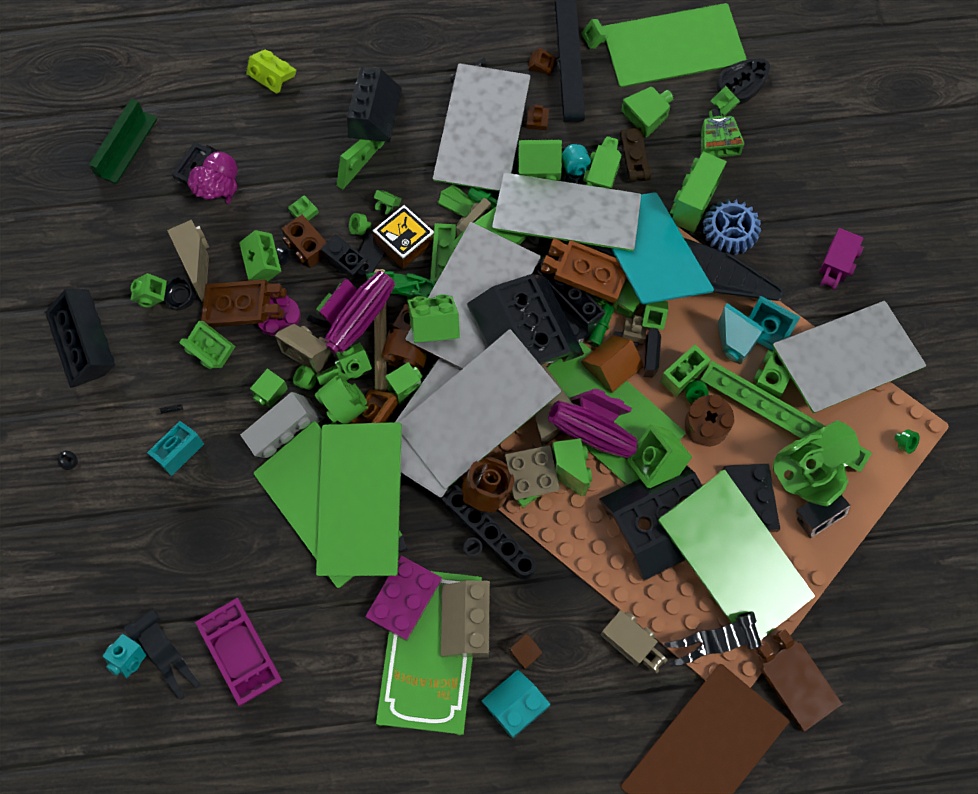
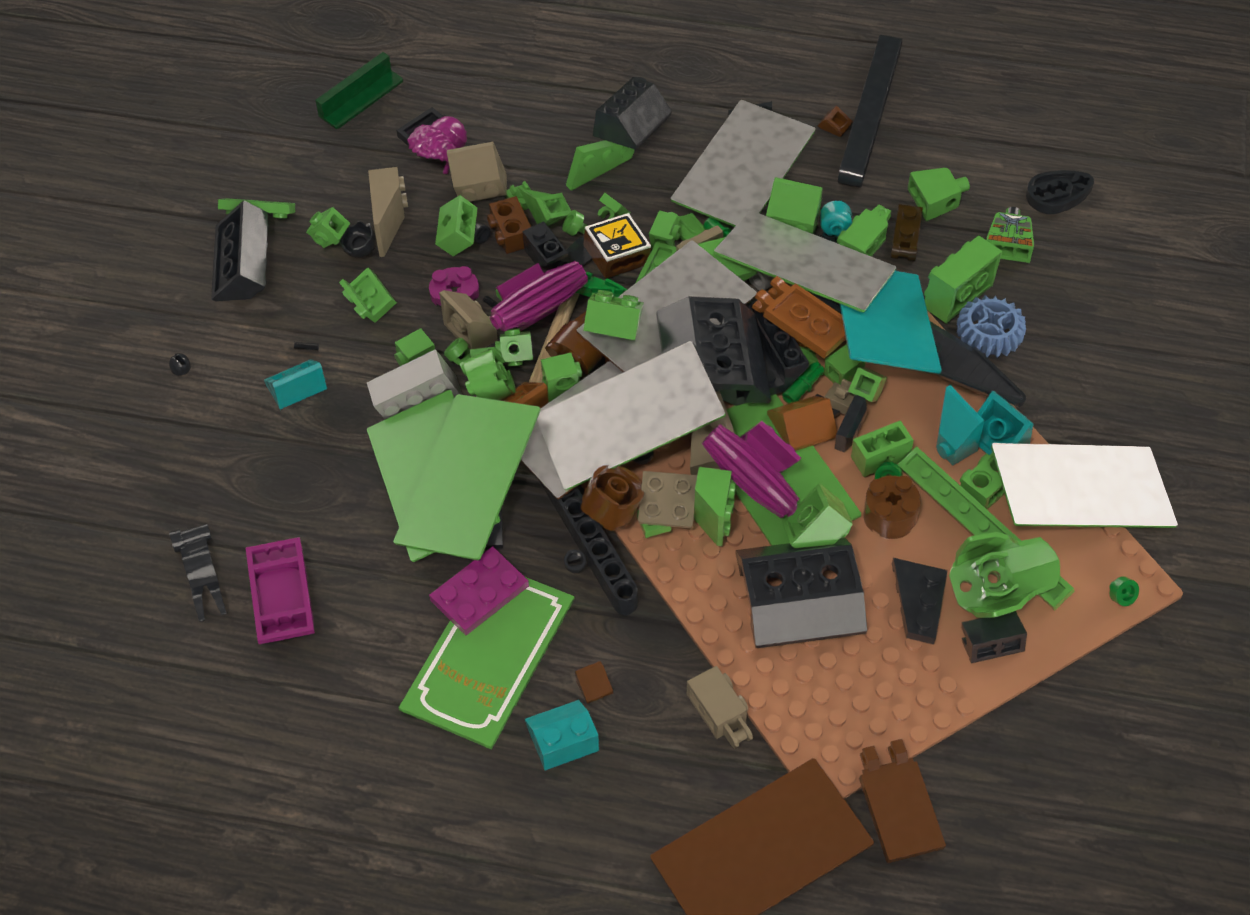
camera: 20 degrees right, 15 degrees down
(94, 281) = (279, 209): none -> bright green plate
(123, 656) = (158, 558): teal brick -> none
(241, 303) = (421, 264): reddish brown tile -> none
(260, 201) = (477, 172): none -> dark tan slope
(269, 70) = (537, 62): lime bracket -> none
(329, 215) = (546, 206): none -> bright green slope
(439, 210) = (665, 229): none -> bright green brick
(465, 619) = (540, 629): dark tan slope -> none
(537, 118) = (810, 171): reddish brown tile -> none
(594, 34) = (903, 107): bright green tile -> none
(674, 45) = (991, 140): bright green piece -> none
(720, 640) = (821, 728): black flag -> none
(725, 101) = (1029, 203): bright green tile -> none
(736, 555) = (870, 649): piece -> none
(840, 258) = (1109, 388): magenta brick -> none

